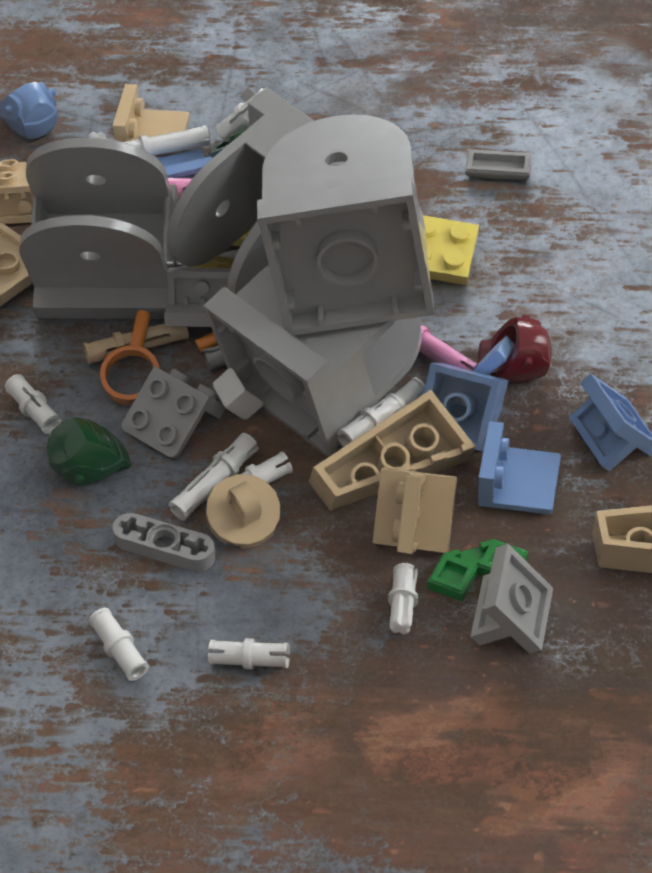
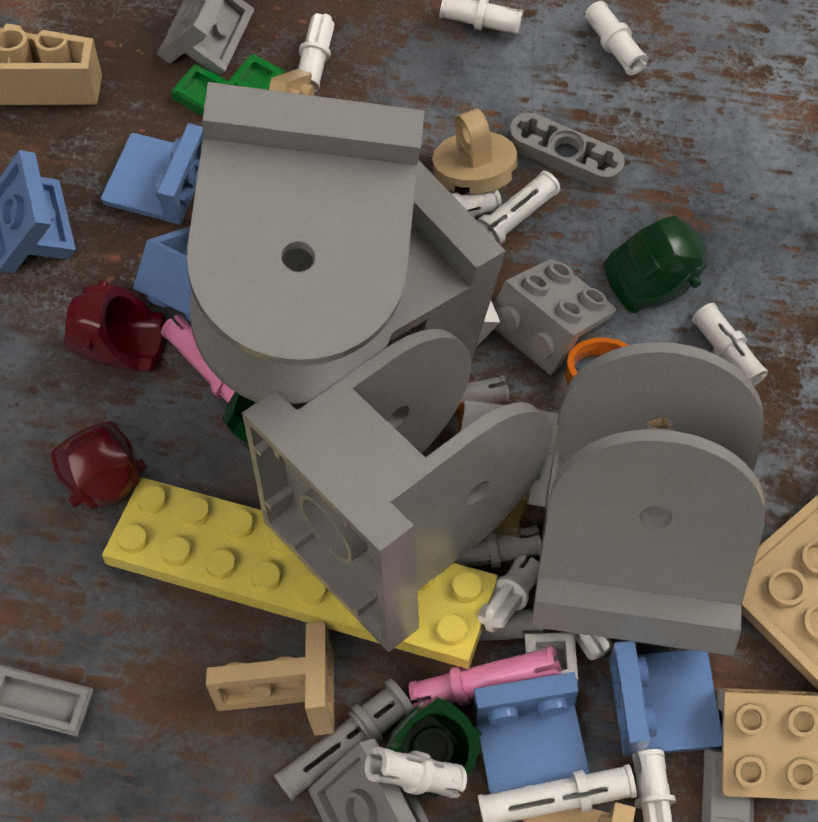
camera: 175 degrees left, 15 degrees up
(495, 357) = (139, 318): light blue tile -> none
(502, 279) = (97, 466): none -> dark red helmet

